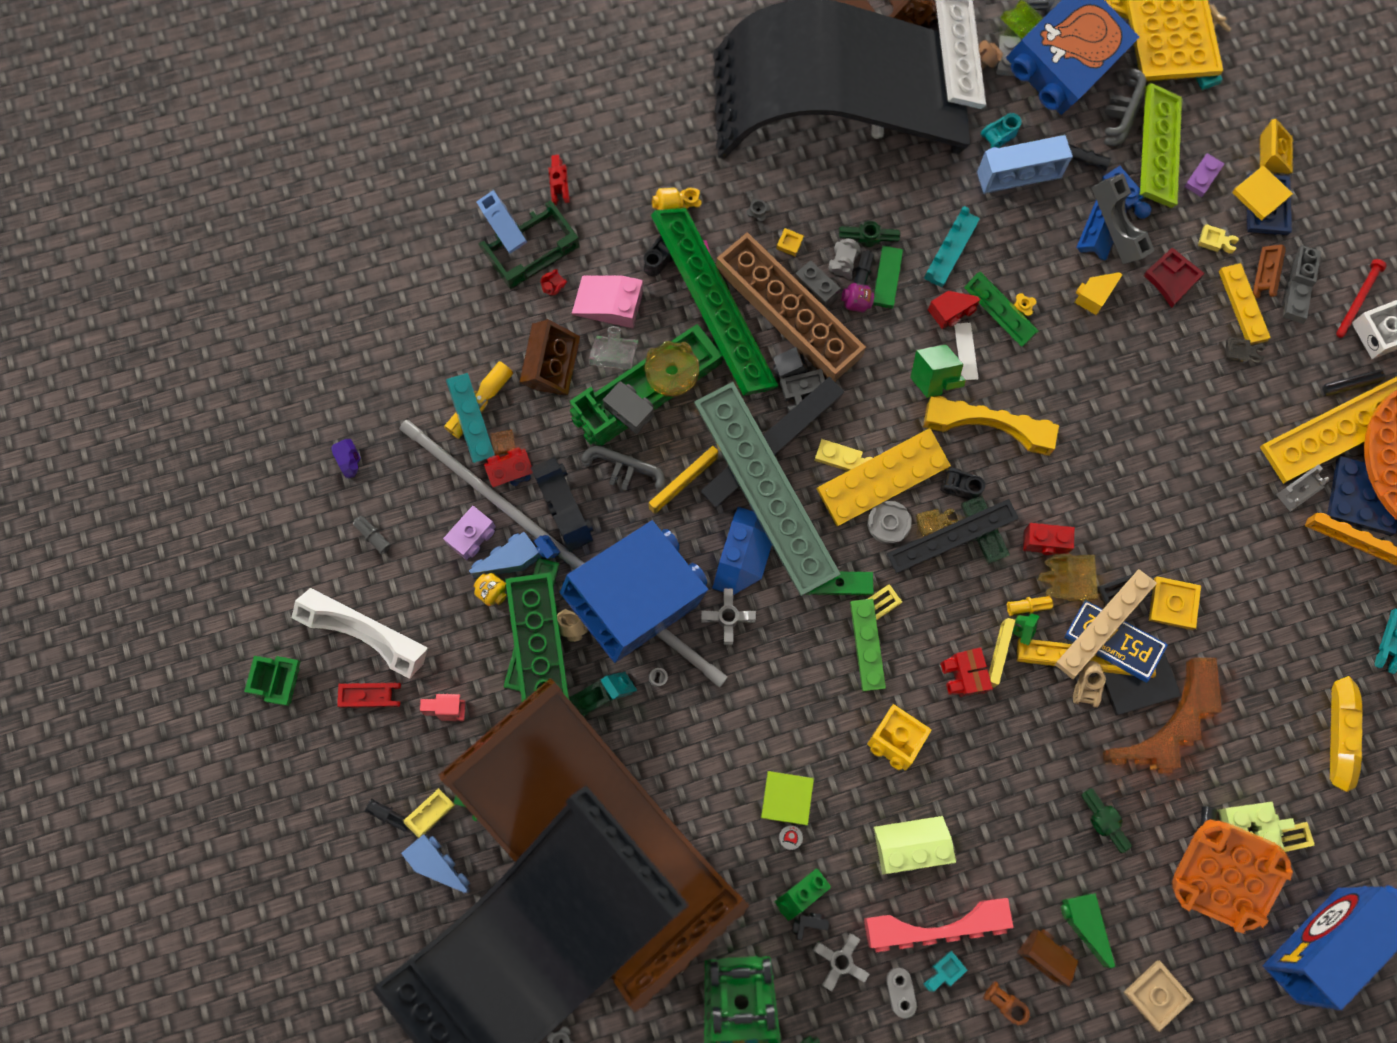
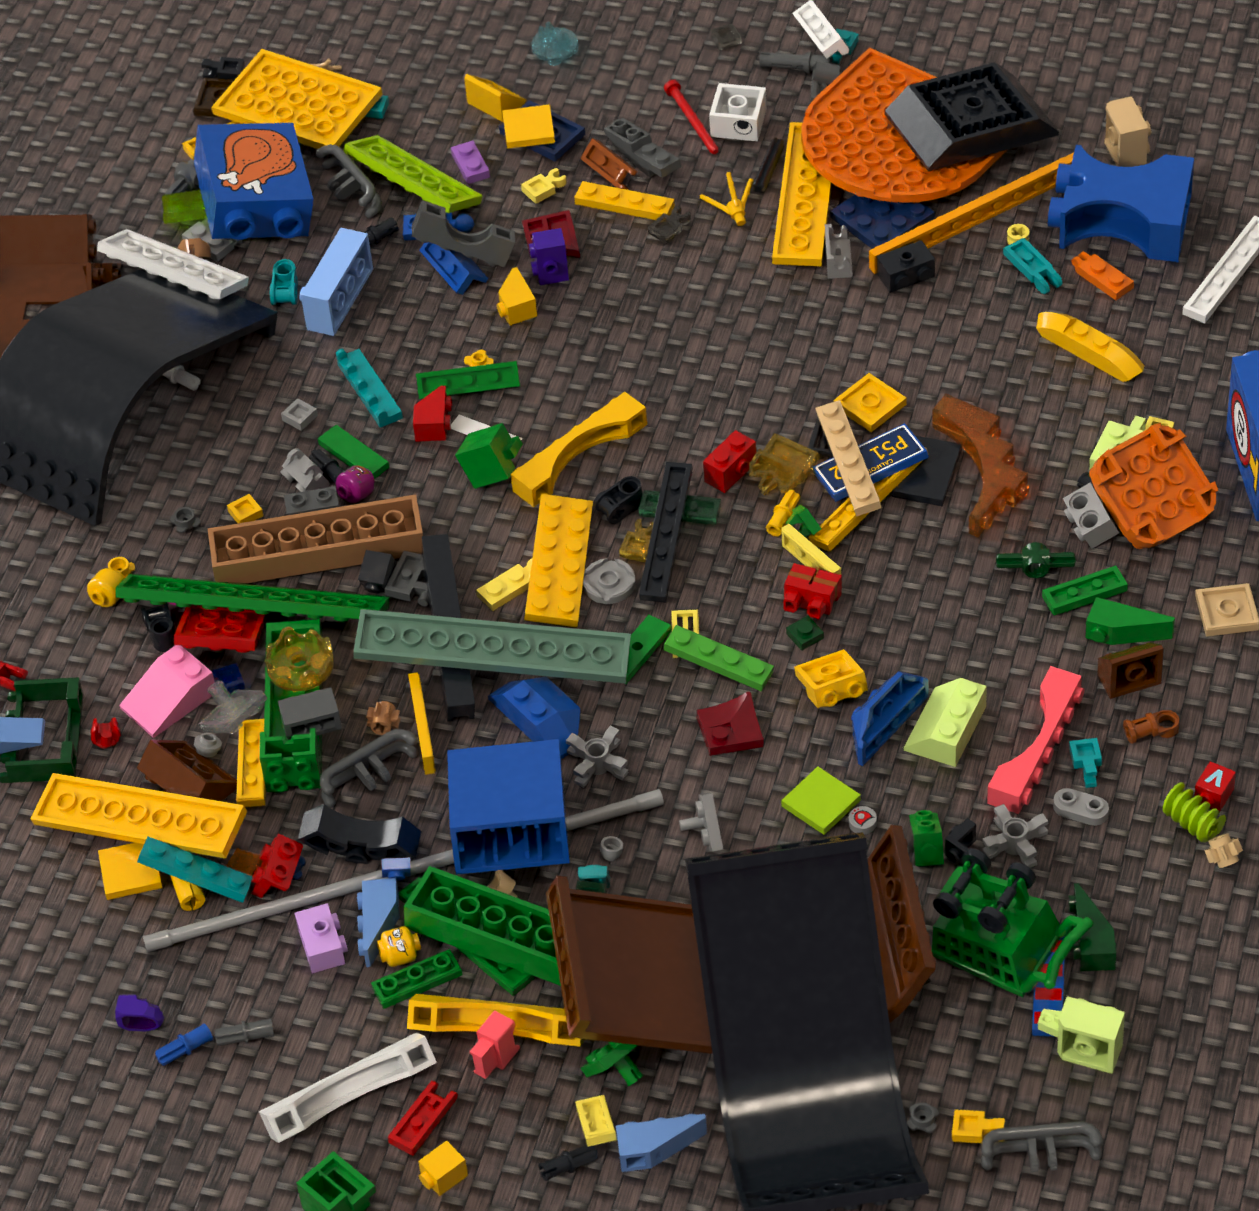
camera: 50 degrees left, 25 degrees down
(334, 735) = (442, 1168): none -> yellow brick
(341, 503) = (184, 1044): none -> blue axle
(452, 654) = (463, 1014): none -> yellow arch
(454, 364) = (123, 873): none -> yellow tile
(489, 622) = (416, 978): none -> green tile
(490, 354) = (137, 812): none -> yellow plate
(560, 406) = (250, 779): none -> yellow tile
(576, 353) = (207, 744): none -> light grey plate
(642, 330) = (230, 677): none -> clear blue plate
(669, 298) = (219, 629): none -> red plate
(671, 452) = (383, 717): none -> medium nougat gear
(718, 728) = (706, 818): none -> light grey plate
(814, 691) = (730, 726): none -> dark red plate
(879, 234) = (295, 437): dark green axle -> none
(890, 796) = (886, 712): none -> blue wedge
(895, 219) = (299, 414): none -> light grey plate
(931, 690) = (804, 633): none -> dark green plate
(1088, 688) = (898, 503): tan piece -> none
(1102, 875) = (1084, 590): none -> green plate
(1147, 289) = (550, 256): none -> dark purple brick
(1179, 840) = (1090, 515): none -> light grey brick
(1294, 386) = (735, 207): none -> yellow plant
(1325, 547) = (905, 266): none -> black brick
(1352, 155) = (554, 44): none -> clear light blue plate

